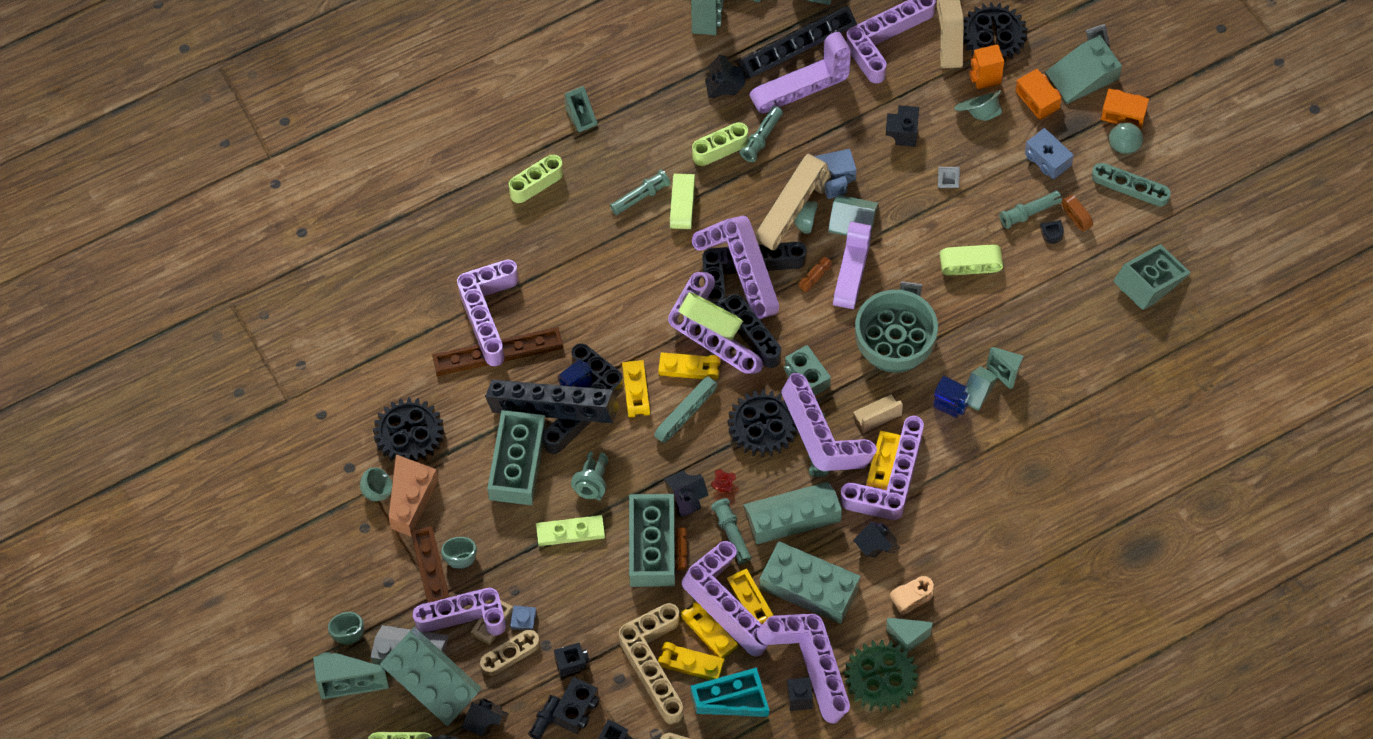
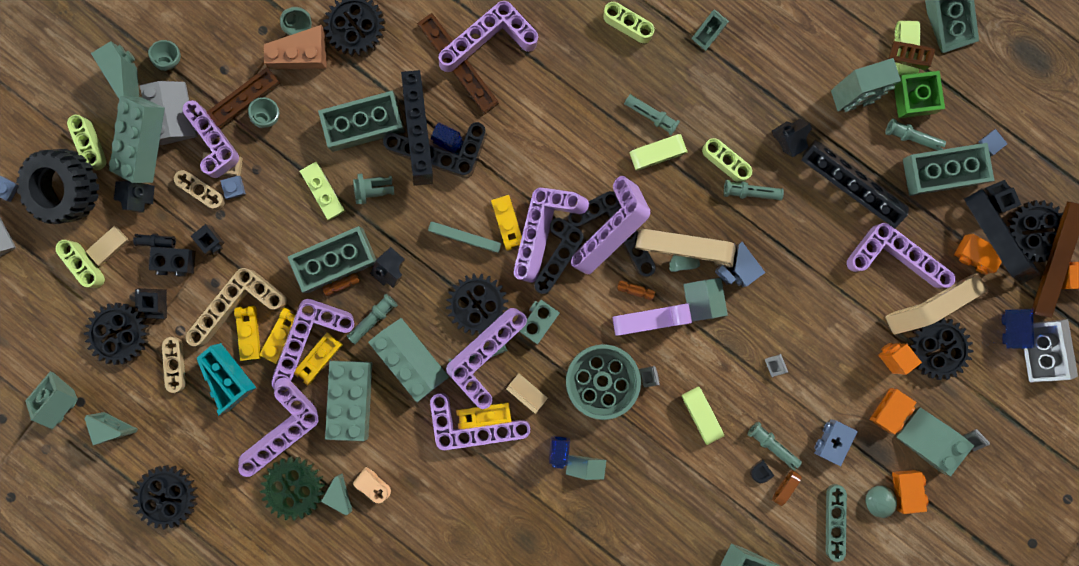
camera: 70 degrees right, 25 degrees up
(635, 388) = (469, 188): yellow plate -> none
(710, 316) = (547, 223): yellowish green beam -> none
(723, 486) = (409, 296): clear red plate -> none
(799, 694) = (249, 430): black brick -> none
(808, 79) = (820, 206): lavender beam -> none
(875, 539) = (407, 440): black brick -> none
(903, 125) = (809, 309): black brick -> none
(982, 107) = (860, 367): sand green piece -> none
(1004, 365) = (610, 484): sand green slope -> none

